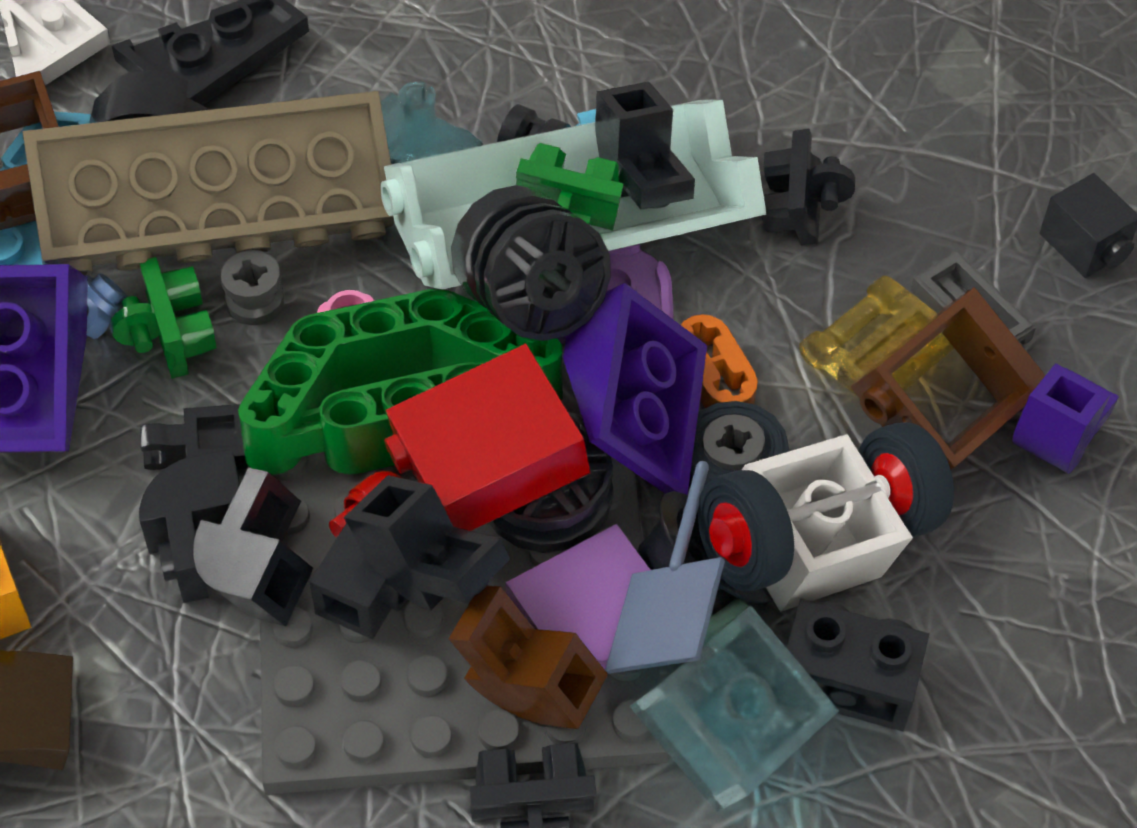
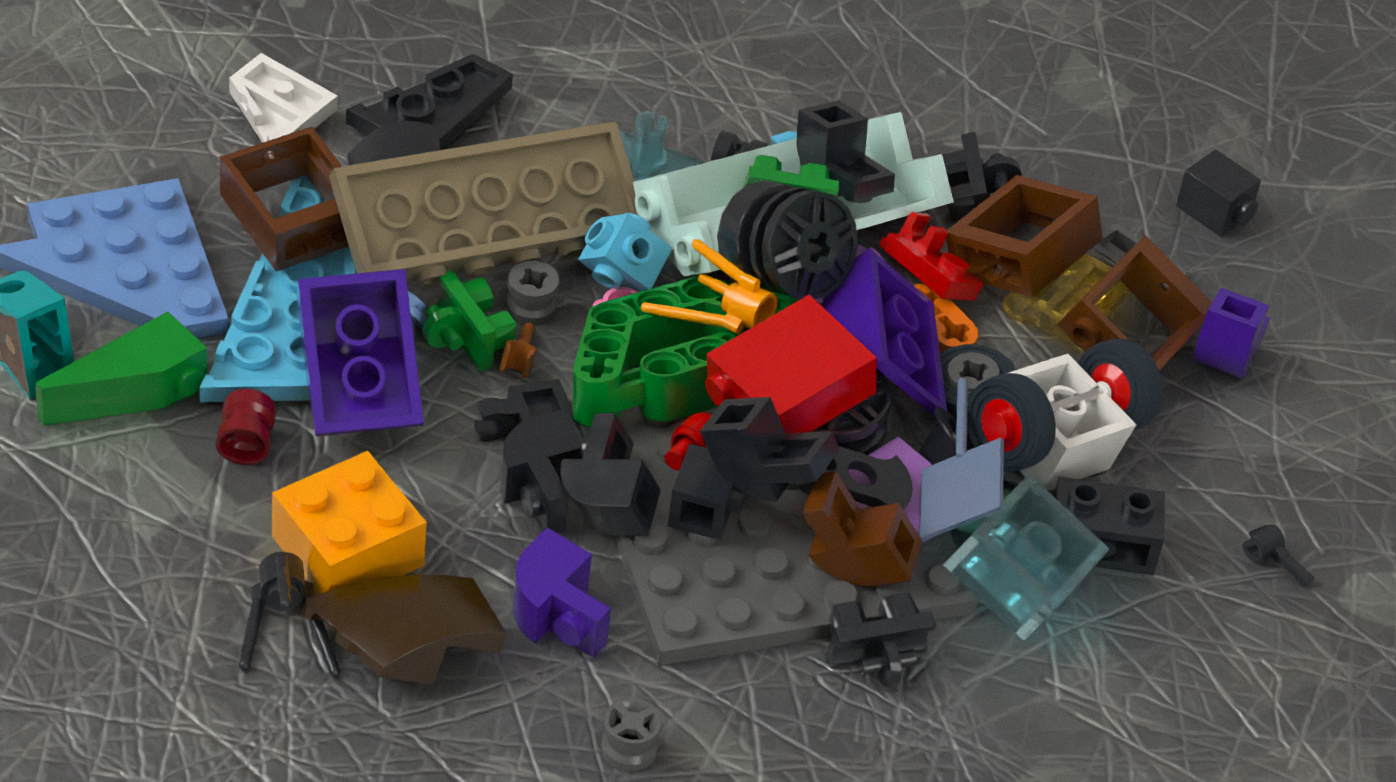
camera: 15 degrees left, 10 degrees down
(147, 684) = (553, 595): none -> dark purple brick
(217, 362) = (520, 353): none -> dark orange hand
(358, 251) = (624, 252): none -> medium azure brick
(460, 335) = (743, 301): none -> light orange plant
(585, 585) = (888, 477): none -> black piece
(719, 288) = (922, 256): none -> red plate
(832, 310) = (1027, 267): none -> reddish brown window
(1056, 706) = (1269, 542): none -> black hand

